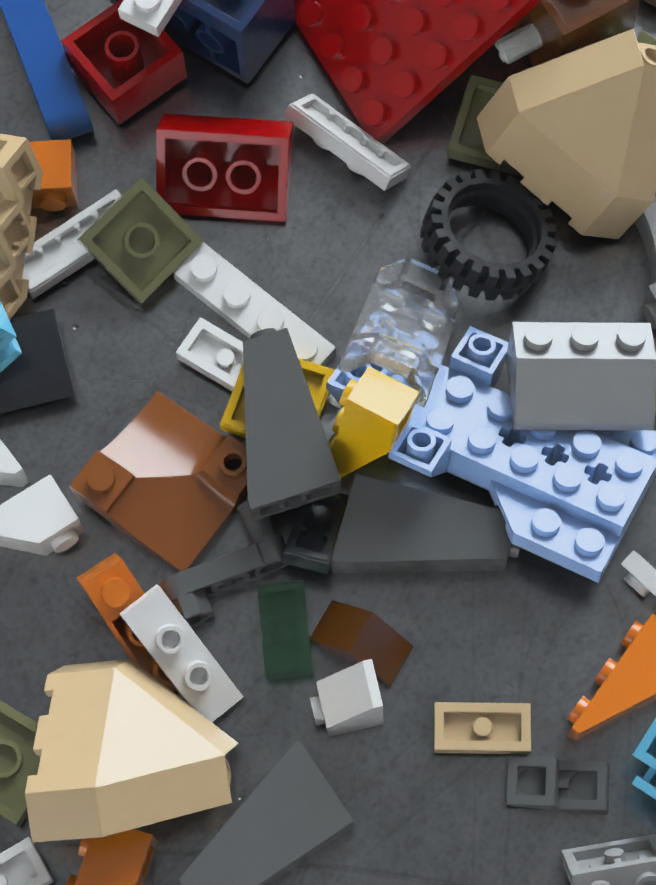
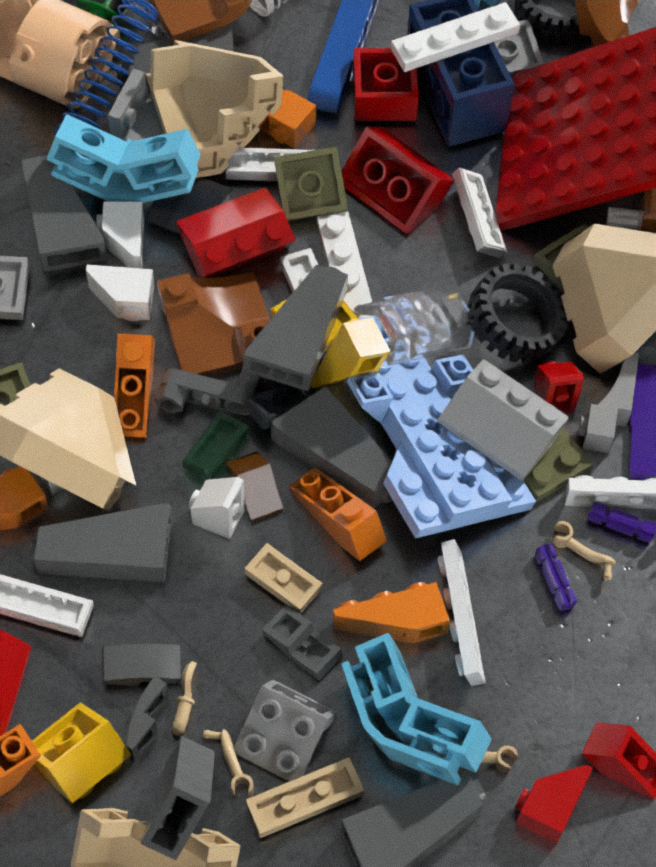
camera: 30 degrees right, 10 degrees down
(105, 361) = (235, 233): none -> red slope
(181, 654) = (143, 413): white plate -> none
(479, 606) = (340, 513): none -> orange slope
(594, 287) = (559, 385): none -> red slope

